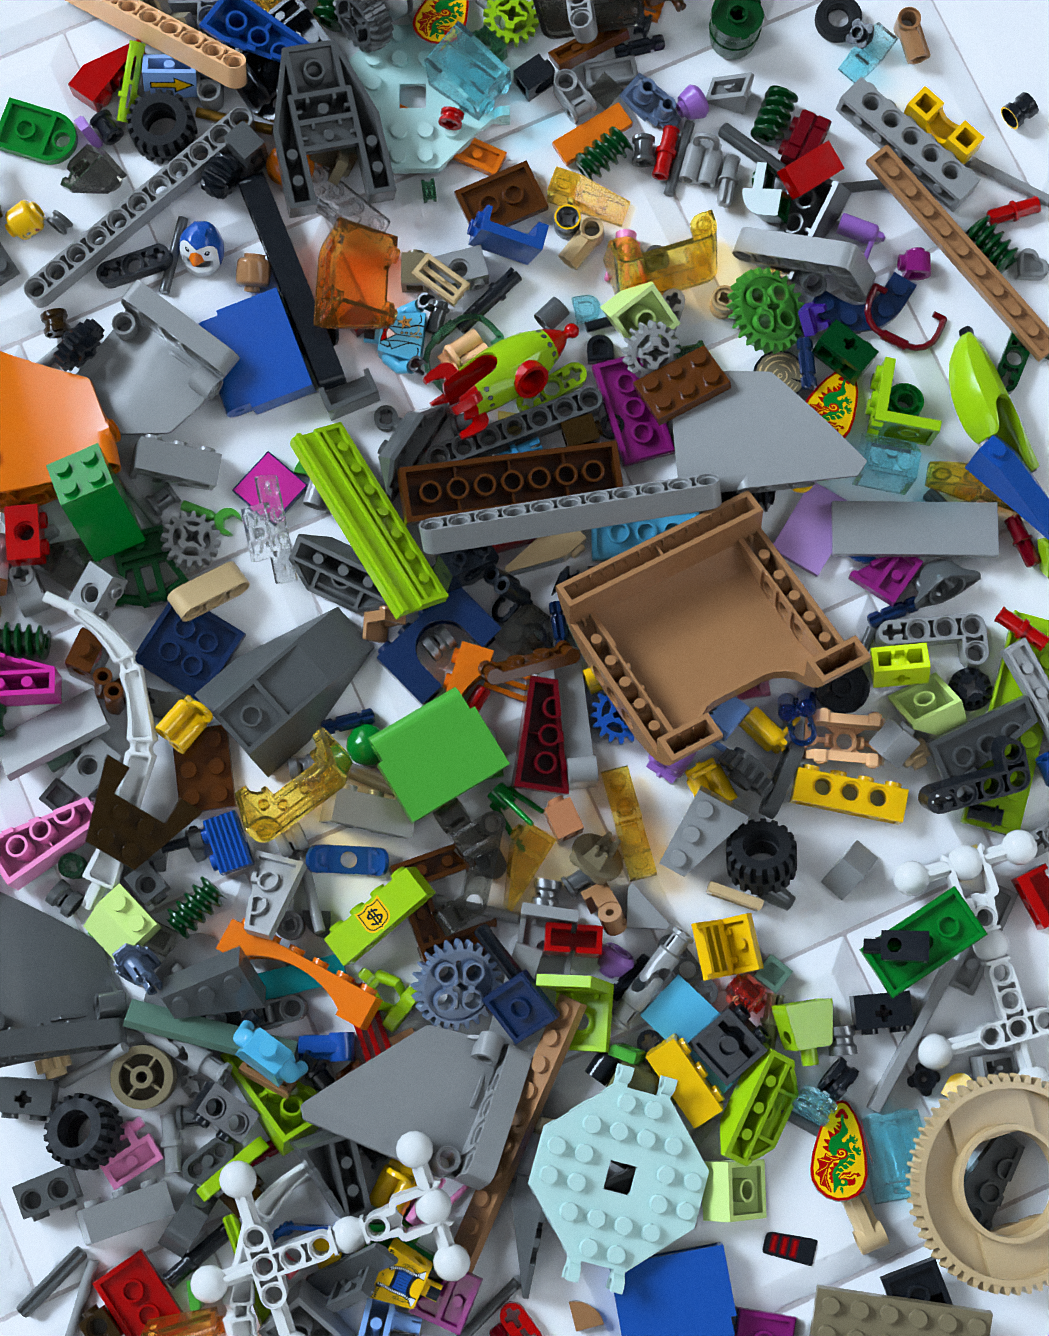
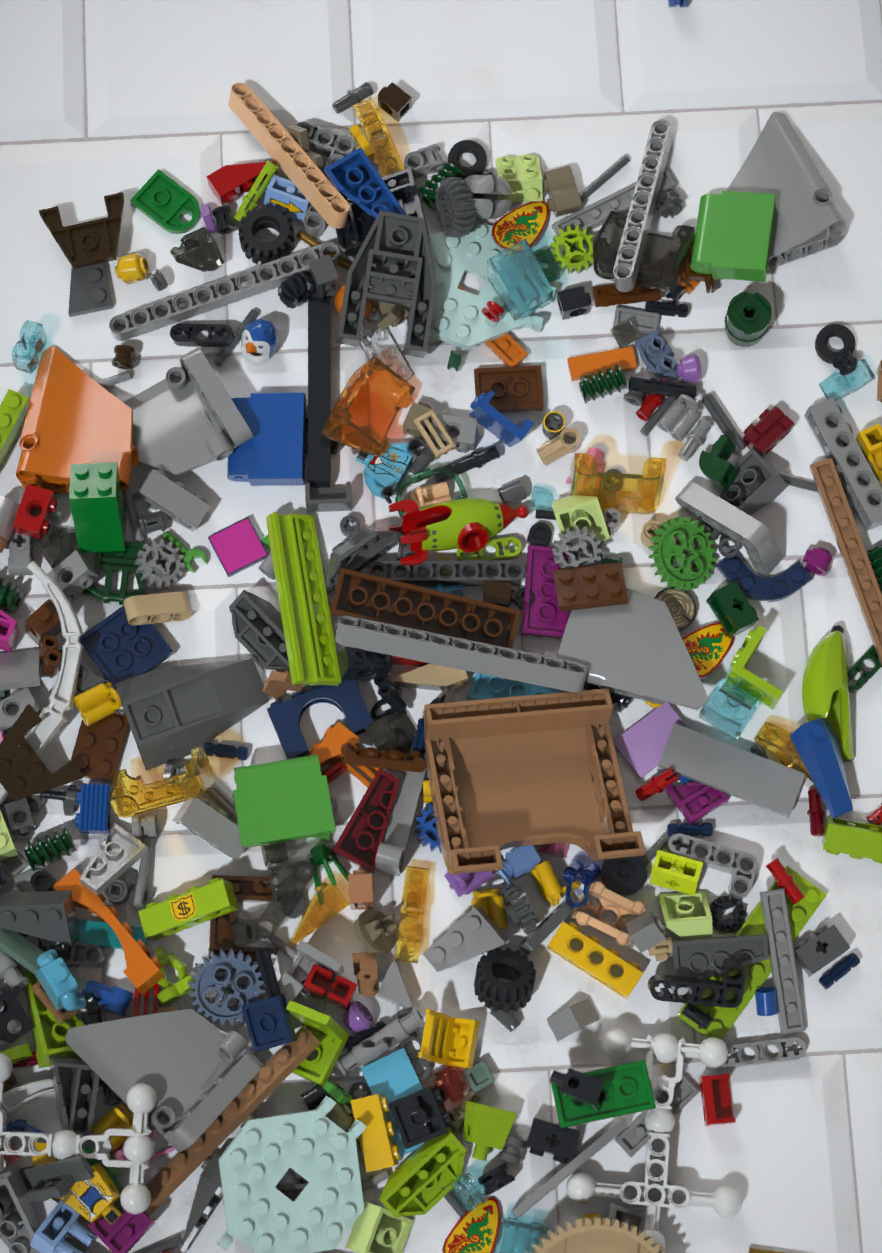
camera: 20 degrees right, 5 degrees down
(78, 344) = (134, 380): black gear -> none
(194, 942) = (42, 874): none -> black beam
(253, 272) = (291, 374): medium nougat head -> none
(268, 530) = (223, 578): clear bracket -> none
(327, 859) = (167, 851): blue piece -> none
(359, 746) = (225, 773): green hair -> none
(443, 638) = (325, 714): flat silver wheel -> none
(546, 892) = (326, 942): flat silver wheel -> none
(574, 100) = (598, 331): light grey piece -> none
(576, 883) = (352, 945): dark grey bush -> none
(587, 196) = (577, 411): clear yellow slope -> none
(665, 136) = (653, 386): none -> black pin
(730, 91) = (724, 371): light grey slope -> none
(734, 896) = (472, 1004): tan tile -> none
(773, 115) = (750, 401): dark green piece -> none
(806, 363) = (698, 607): dark blue axle -> none
(810, 170) = (760, 456): red panel -> none
(810, 318) = (715, 573): dark purple tile -> none
(839, 576) = (657, 784): none -> red axle
(861, 231) = (784, 519): medium lavender piece -> none
(894, 339) = (776, 614): dark red piece -> none
(909, 395) = (765, 659): green wheel -> none
(926, 1087) = (565, 1214): black plate -> none
(942, 581) = (737, 820): dark grey hat -> none

